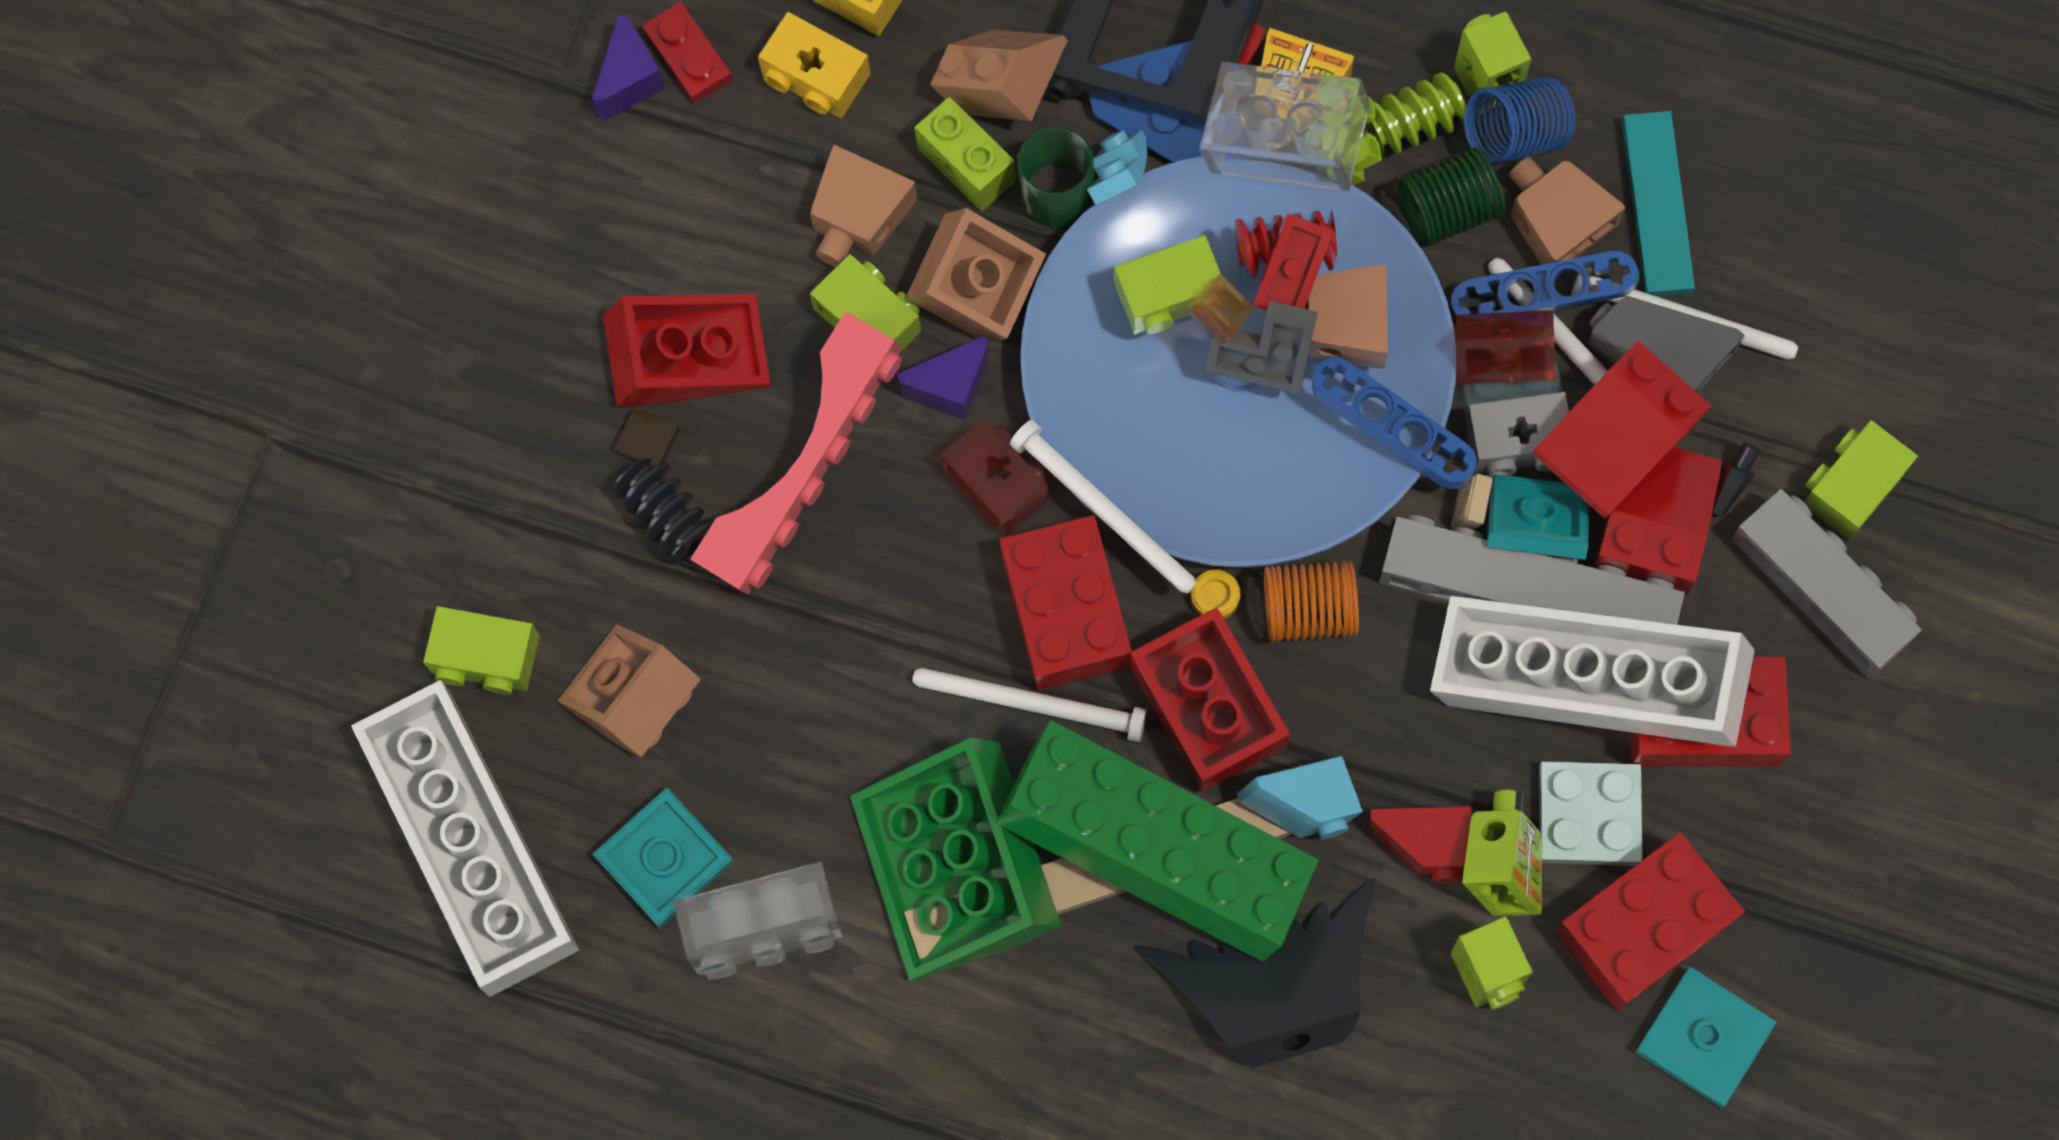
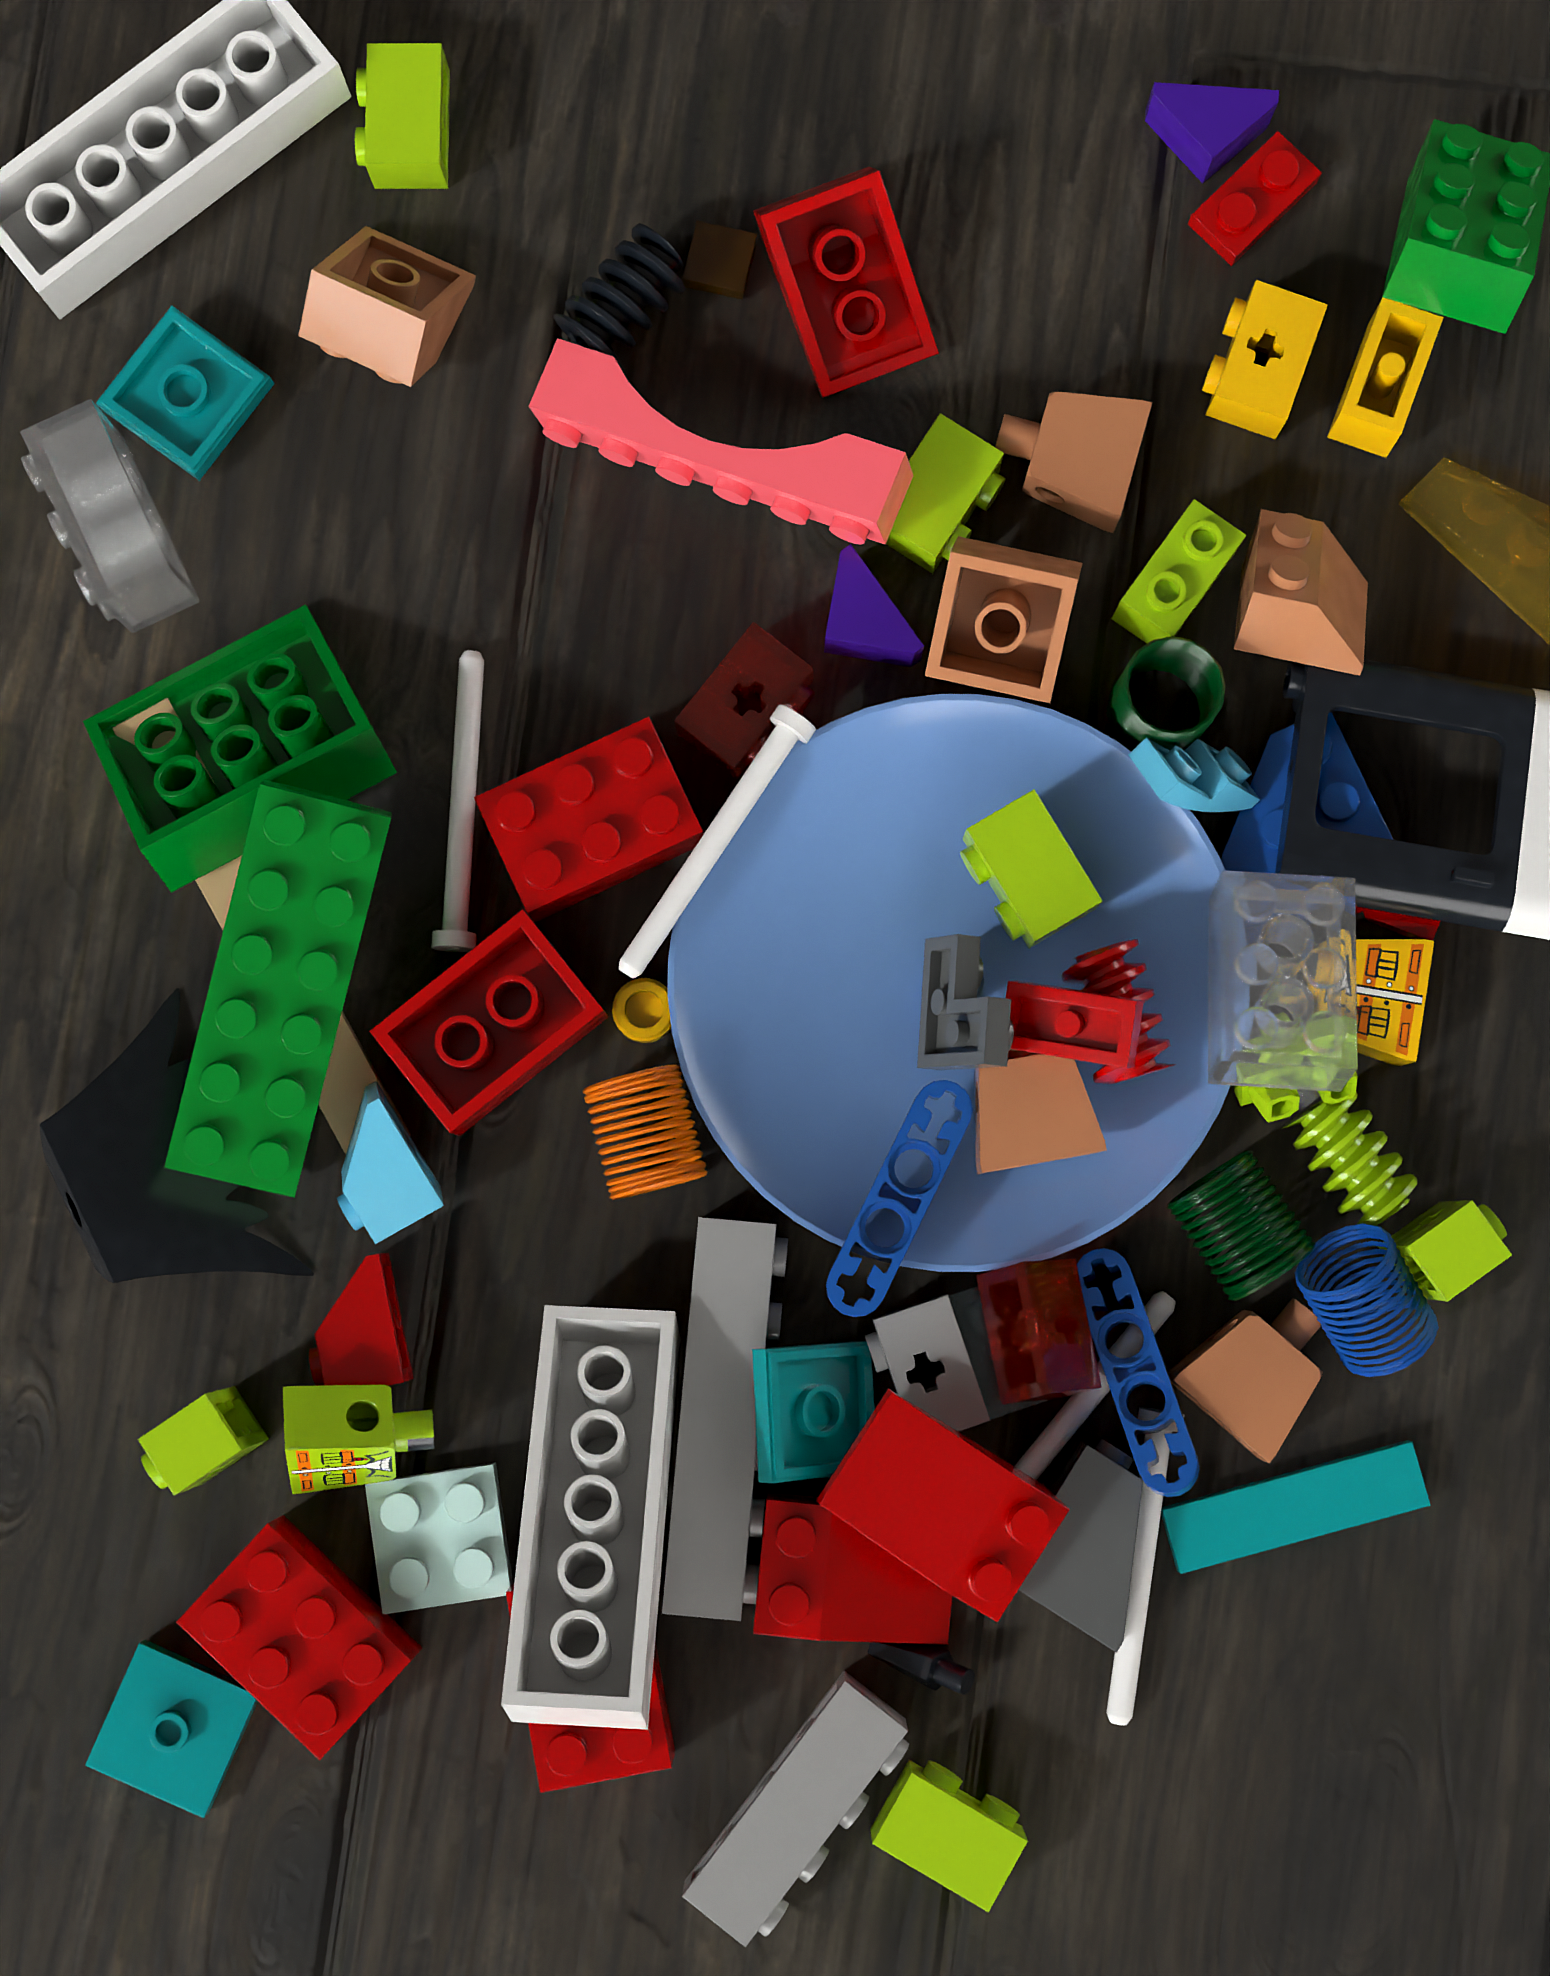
camera: 80 degrees right, 10 degrees up
(1221, 309) = (996, 939): clear orange tile -> none
(1472, 503) = (818, 1321): tan tile -> none

